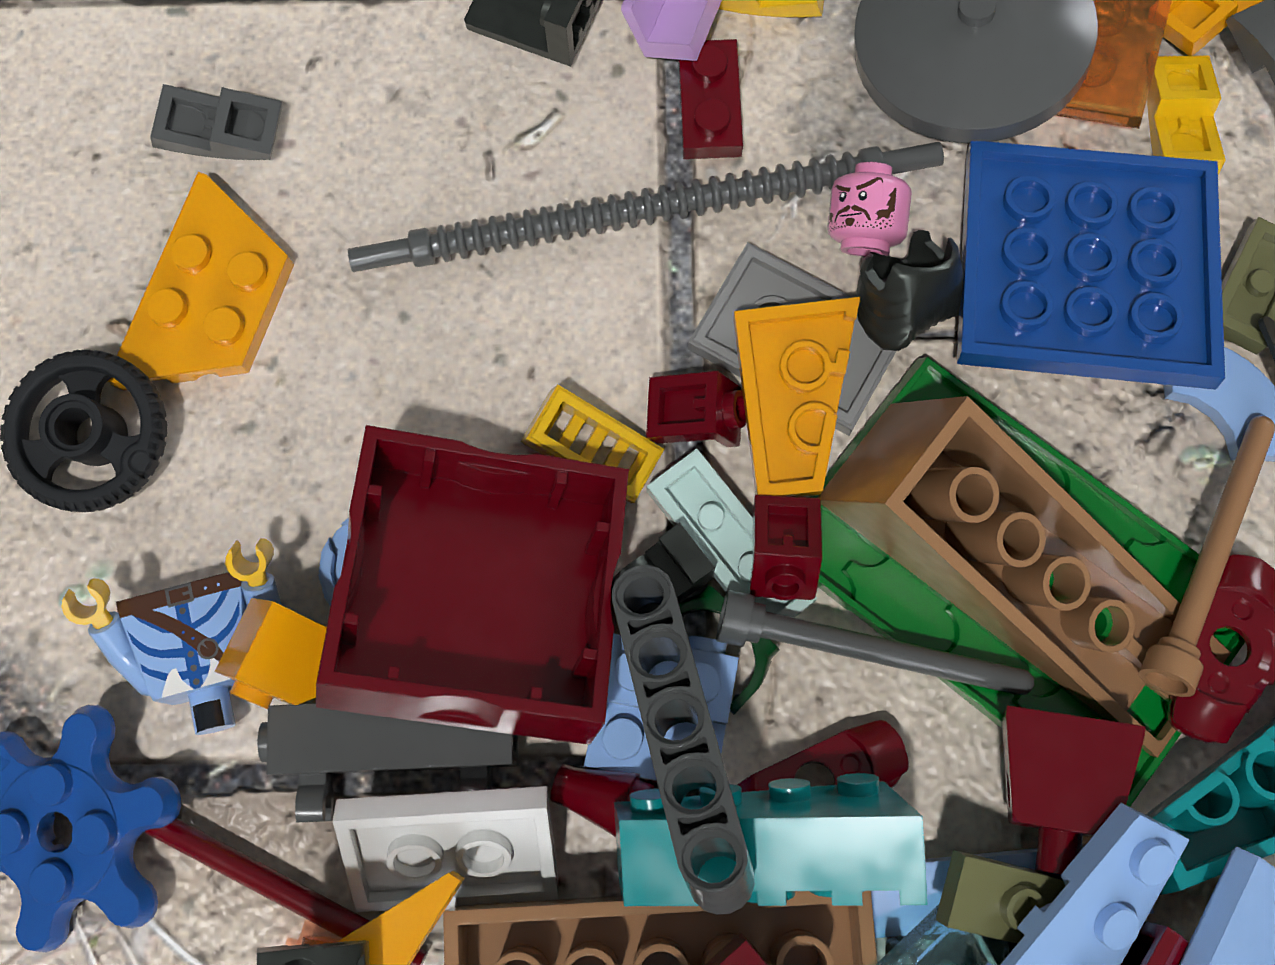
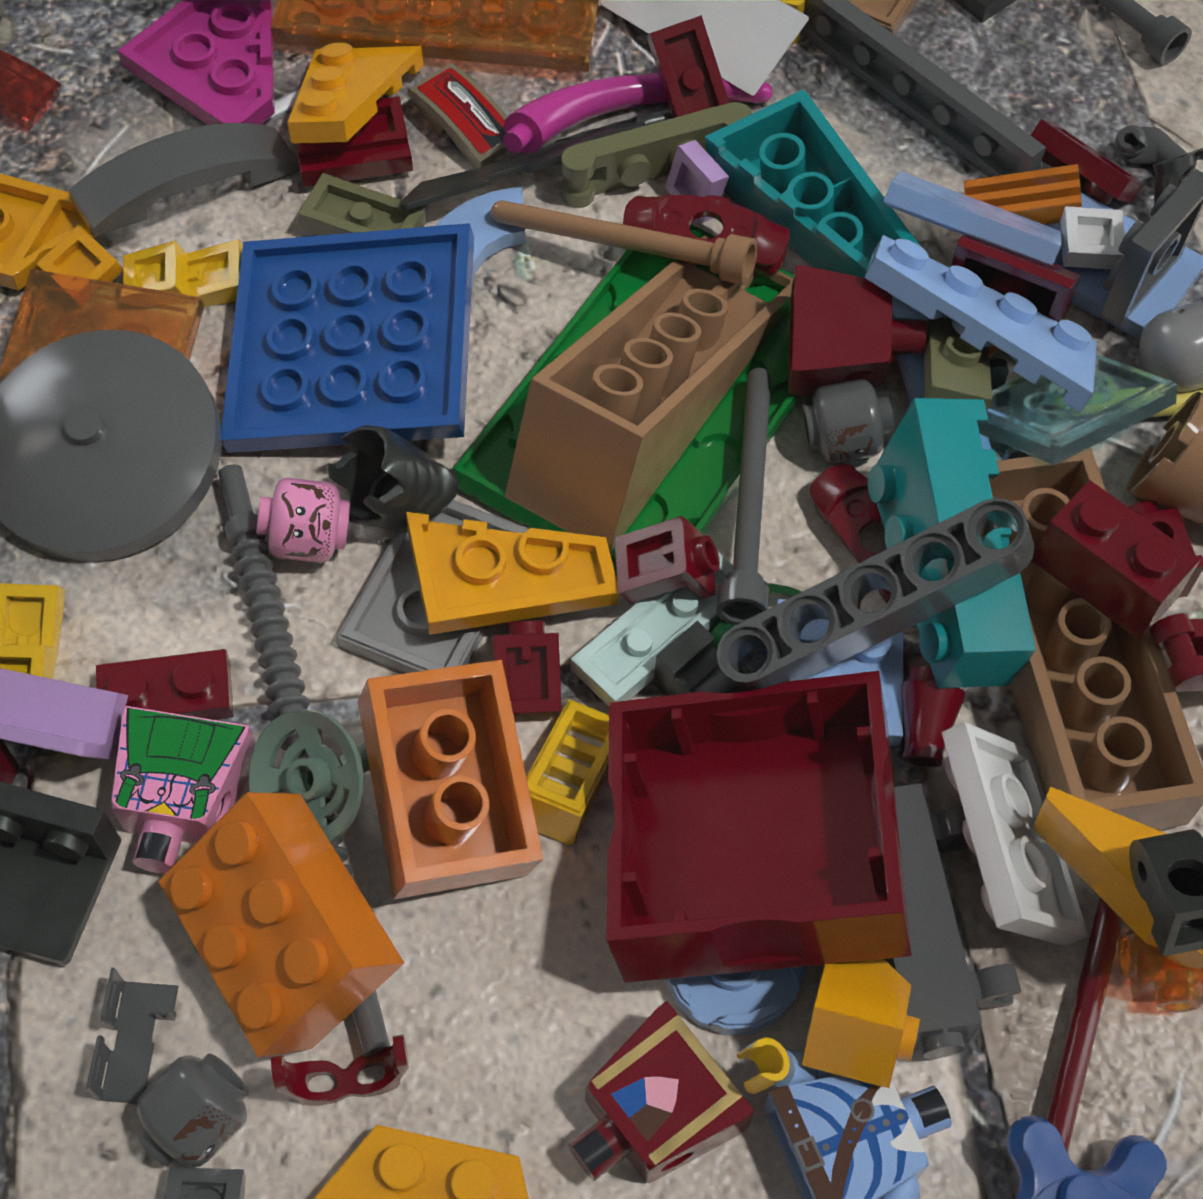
camera: 100 degrees left, 15 degrees down
(261, 481) = (659, 1103): none -> dark red torso
(319, 114) = (192, 1110): none -> dark grey head
(333, 198) = (294, 1078): none -> dark red cap
(423, 86) = (133, 1051): none -> dark grey piece
(455, 171) = (279, 923): none -> orange brick
(566, 315) = (448, 778): none -> orange brick
(589, 213) = (313, 777): none -> sand green dish
(611, 102) = (176, 779): none -> torso
(961, 772) = (847, 421): none -> dark grey head

